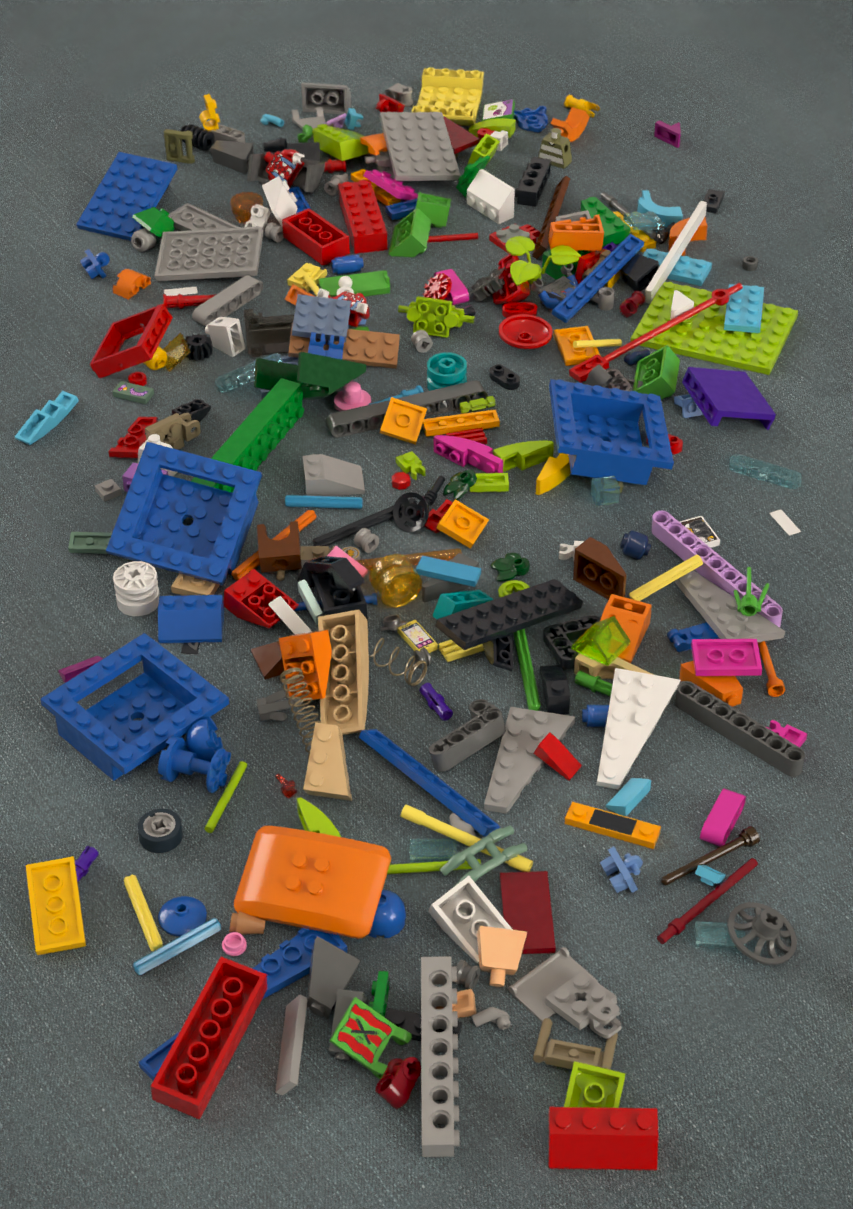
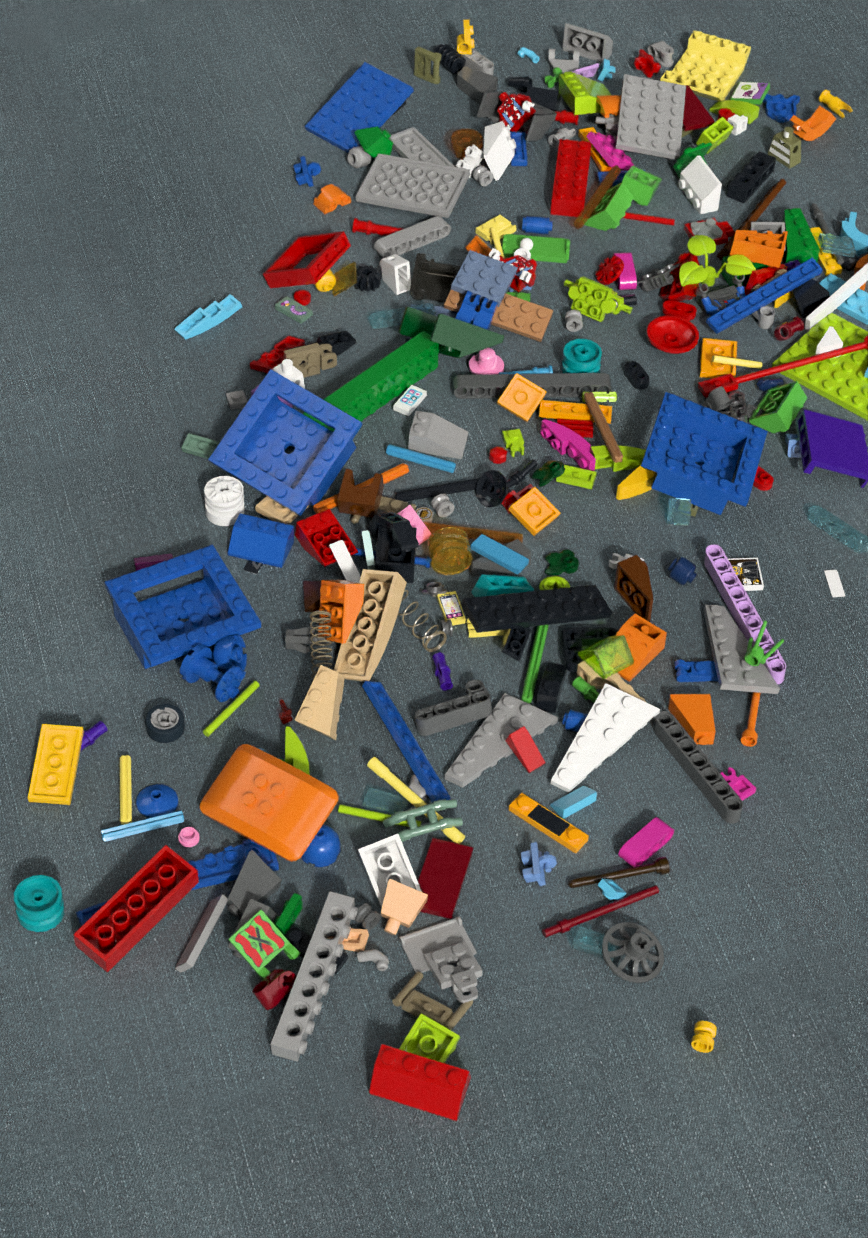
camera: 15 degrees right, 5 degrees up
(94, 1063) = (39, 903): none -> teal wheel
(189, 290) = (374, 217): white sticker -> none
(246, 924) = (204, 823): medium nougat cone -> none
(288, 450) = (410, 400): none -> white tile
(315, 236) = (518, 190): red brick -> none
(395, 227) = (597, 197): none -> clear orange axle
(498, 429) = (603, 427): none -> medium nougat axle
(666, 578) = (694, 610): light yellow axle -> none
(726, 657) = (711, 699): dark pink plate -> none

